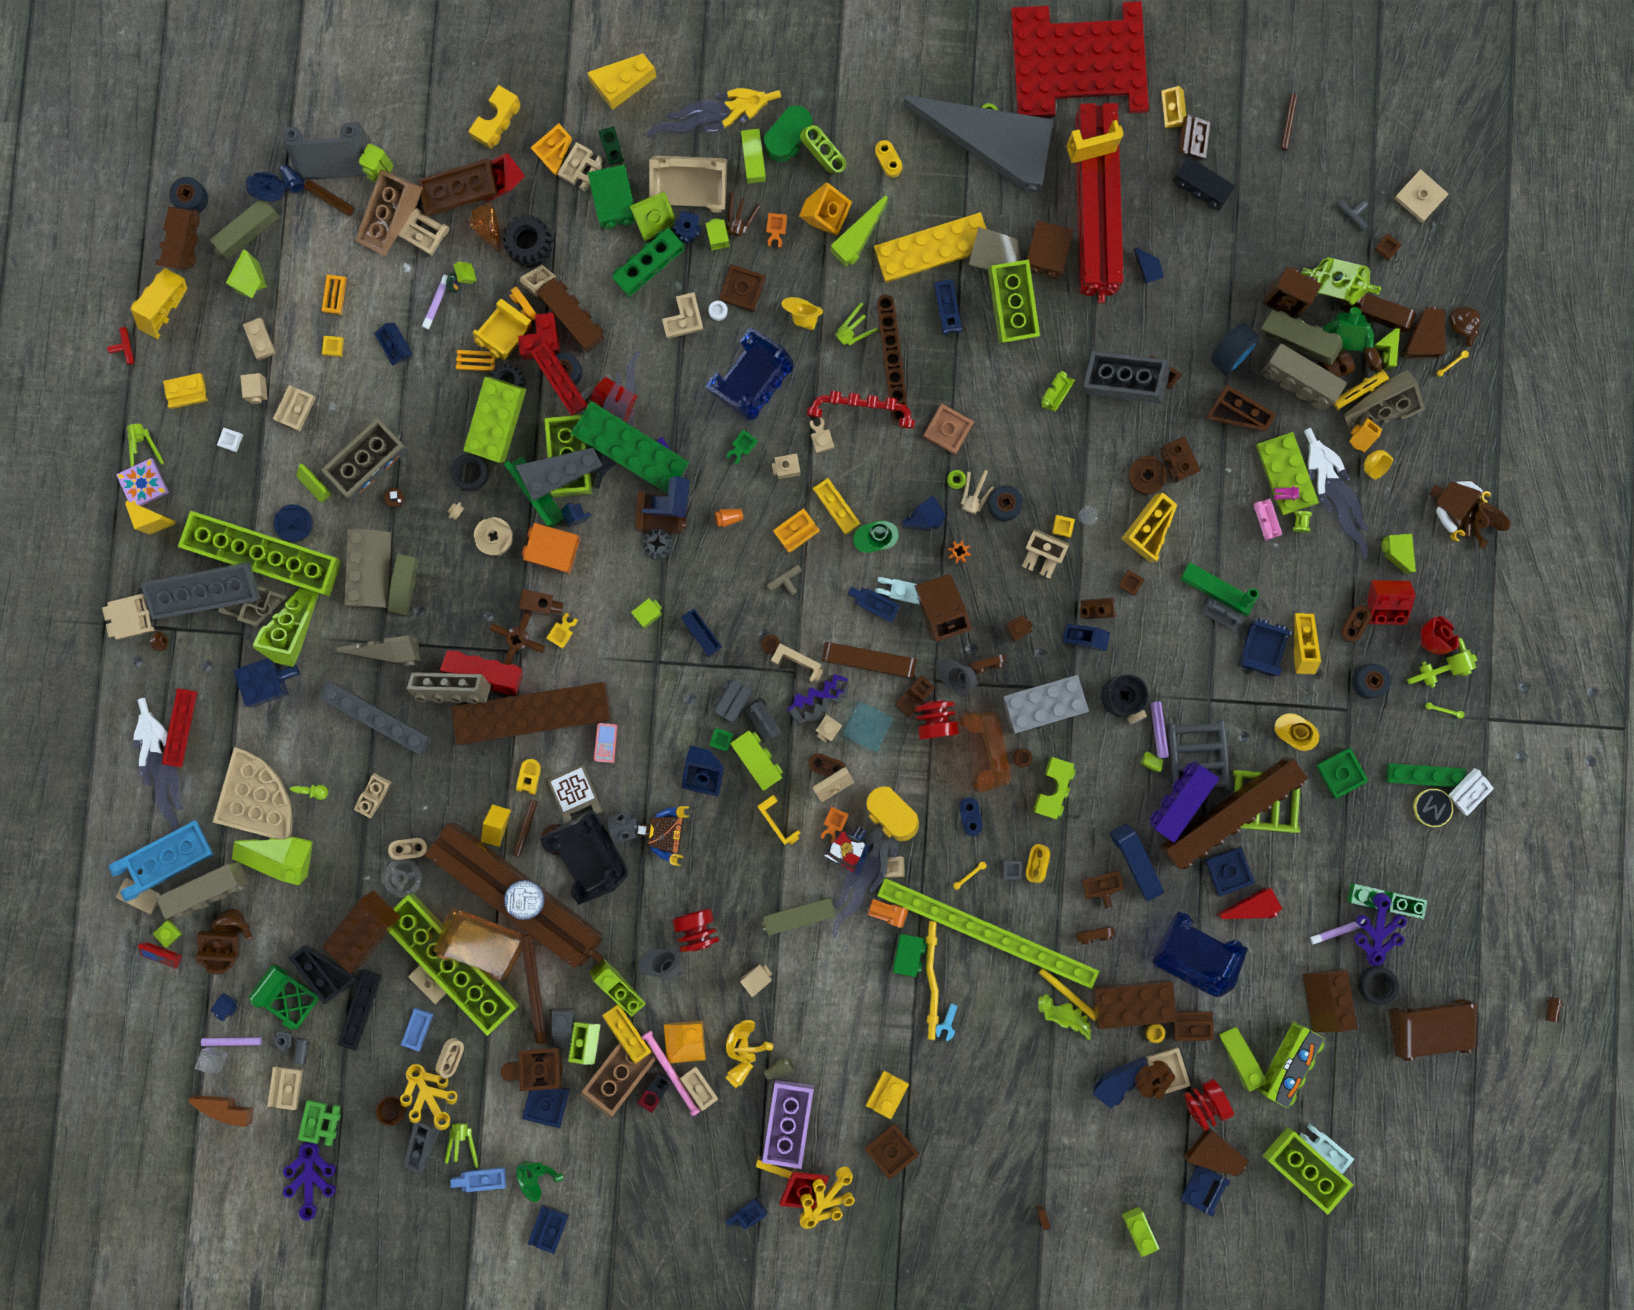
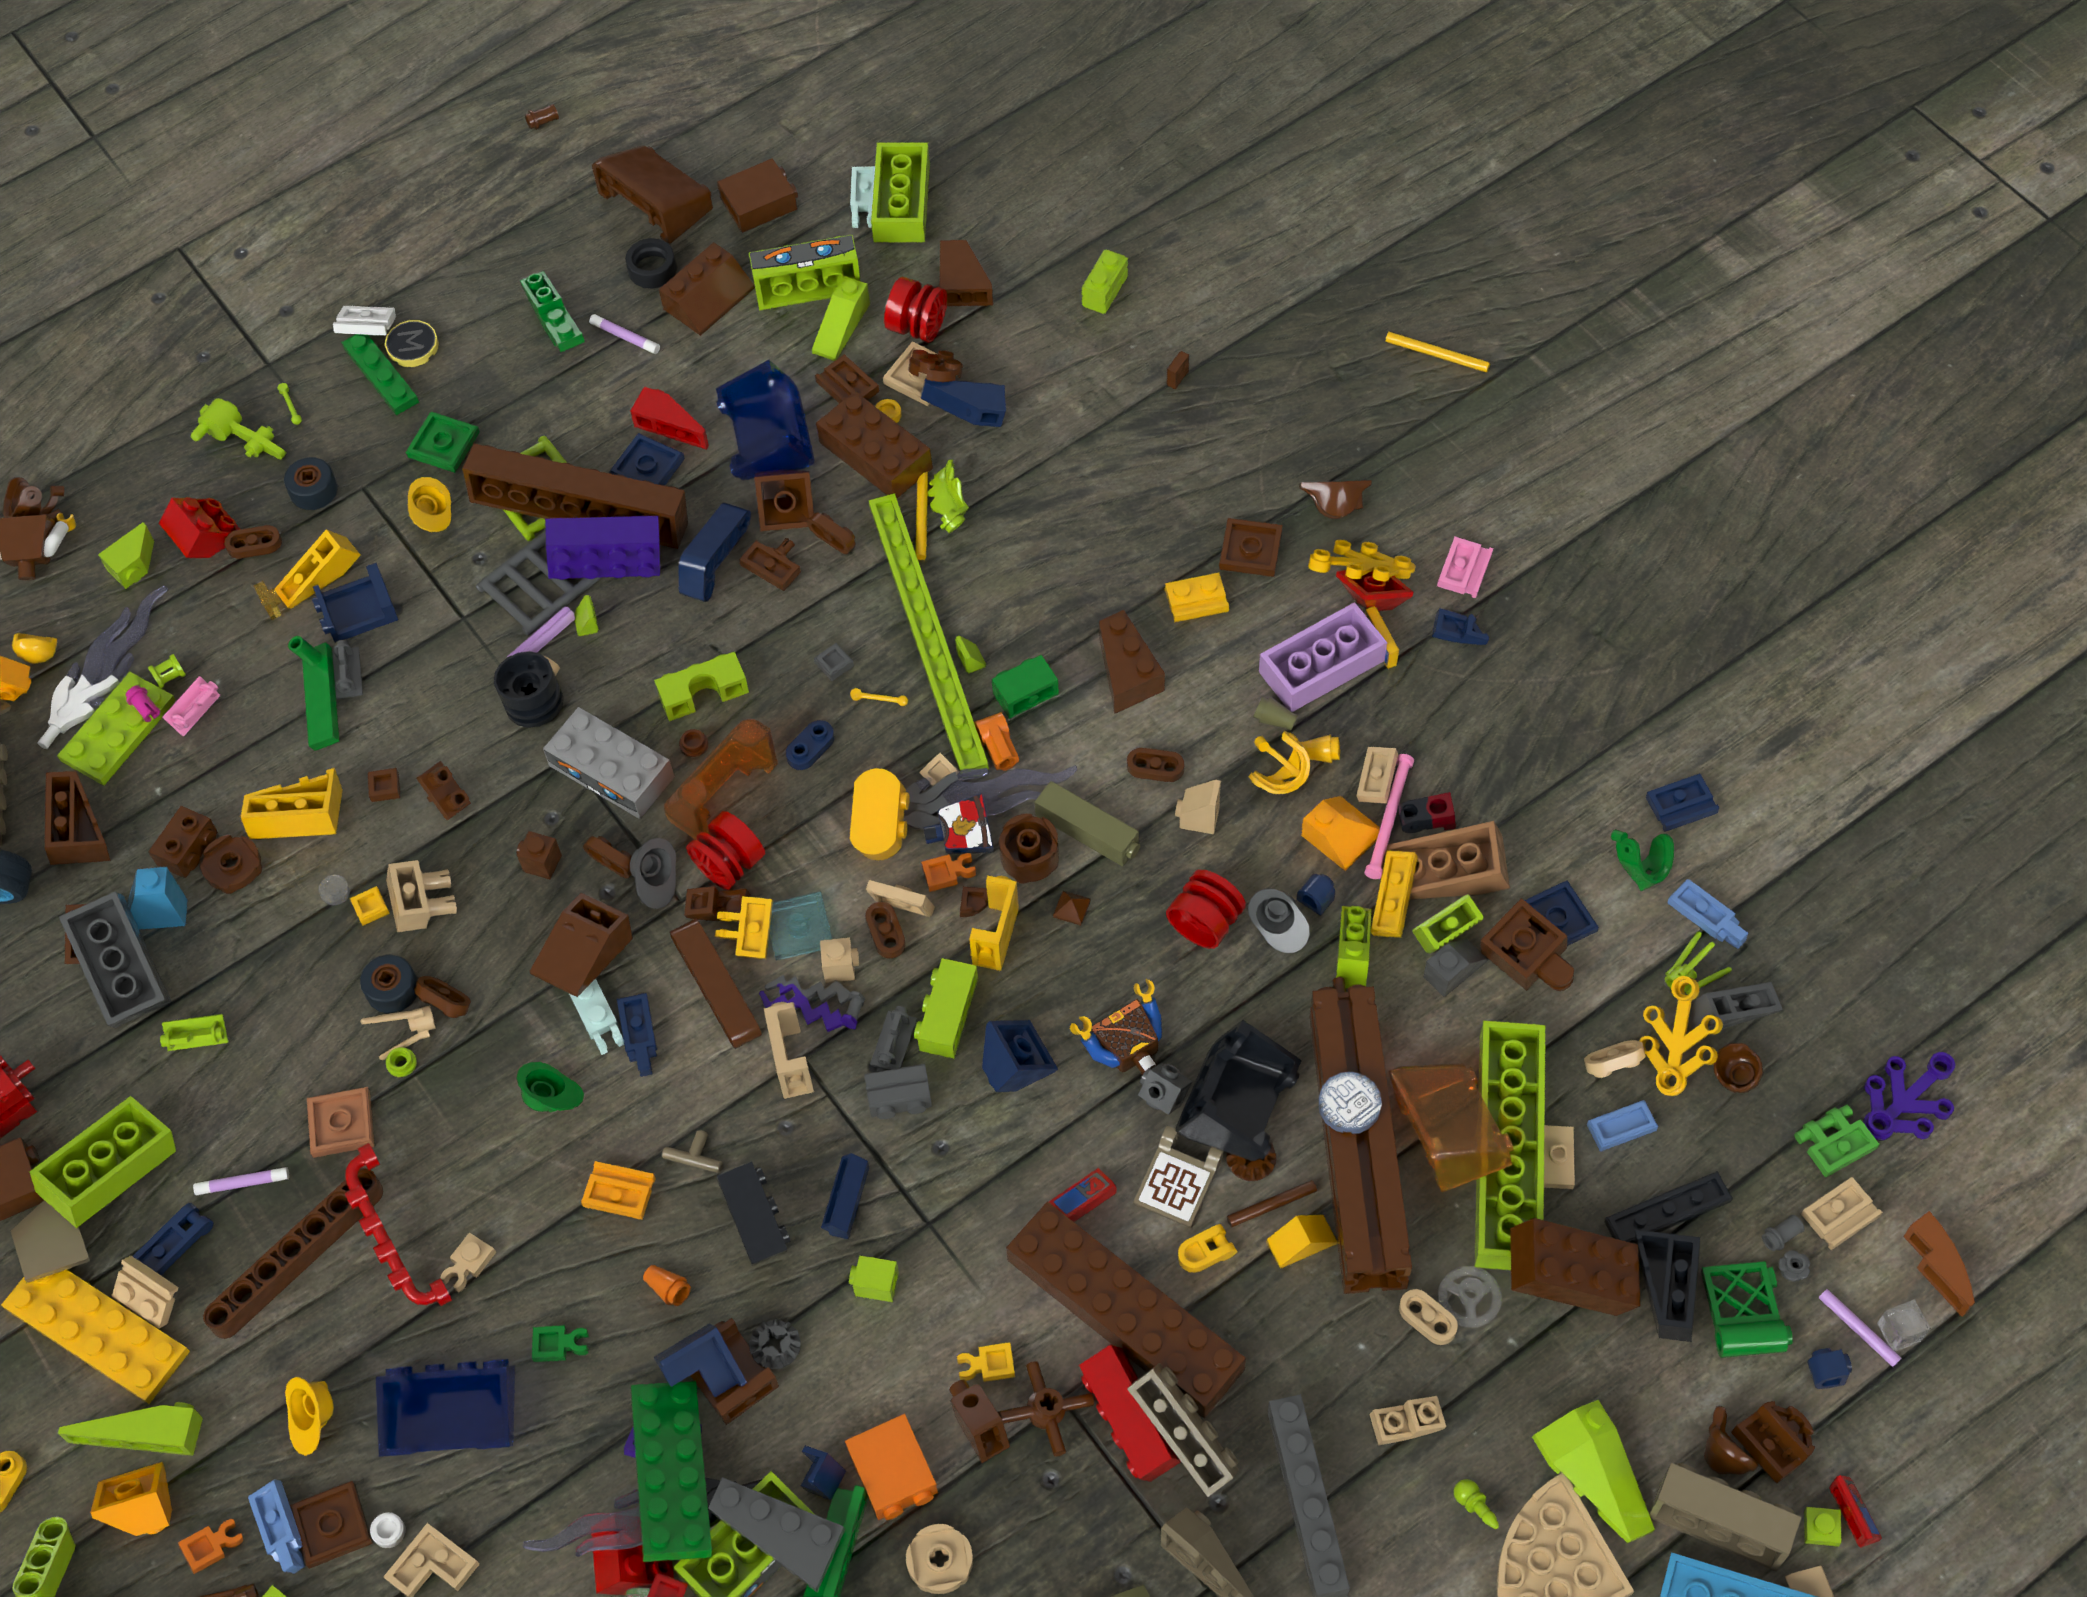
camera: 125 degrees left, 25 degrees down
(533, 988) = (1441, 1023): reddish brown axle -> none
(659, 995) = (1317, 893): none -> dark blue plate
(721, 739) = (957, 1067): green plate -> none
(728, 582) = (753, 1212): none -> black wedge
(759, 263) = (277, 1526): none -> medium blue hinge
(761, 869) = (1071, 908): none -> reddish brown slope
(770, 644) = (790, 1109): reddish brown tile -> none
(779, 1254) = (1465, 567): none -> bright pink plate
(786, 466) = (540, 1266): tan brick -> none
(804, 981) = (1156, 763): none -> reddish brown plate
(807, 824) = (973, 901): none -> reddish brown tile
(815, 882) = (1029, 848): none -> reddish brown brick
(836, 506) = (547, 1172): yellow tile -> none
(845, 333) = (300, 1336): lime plant -> none
(875, 1020) = (1128, 662): none -> reddish brown wedge
(880, 1227) = (1336, 498): none -> reddish brown hat
(883, 701) = (753, 927): none -> yellow hinge
(926, 516) = (476, 1056): dark blue slope -> none
(929, 278) = (144, 1292): none -> tan plate
(932, 1018) = (1071, 615): yellow bar -> none
(947, 1023) = (1065, 598): medium azure bar -> none
(953, 943) = (969, 655): none -> lime slope
(954, 554) = (498, 994): orange gear -> none
(955, 362) = (241, 1181): none -> lavender bar
(975, 524) = (443, 996): none -> reddish brown plate
(1038, 861) = (802, 641): yellow plate -> none
(1086, 637) = (490, 781): dark blue slope -> none
(1140, 926) = (783, 499): none -> reddish brown slope
(1150, 421) = (157, 899): none -> dark azure slope
(1199, 1186) = (1010, 269): dark blue plate -> none
(1306, 605) = (269, 600): none -> clear yellow plate
(1379, 1087) = (758, 195): none -> reddish brown brick
(1380, 932) = (620, 287): dark purple plant -> none
(1438, 636) = (206, 456): red cylinder -> none

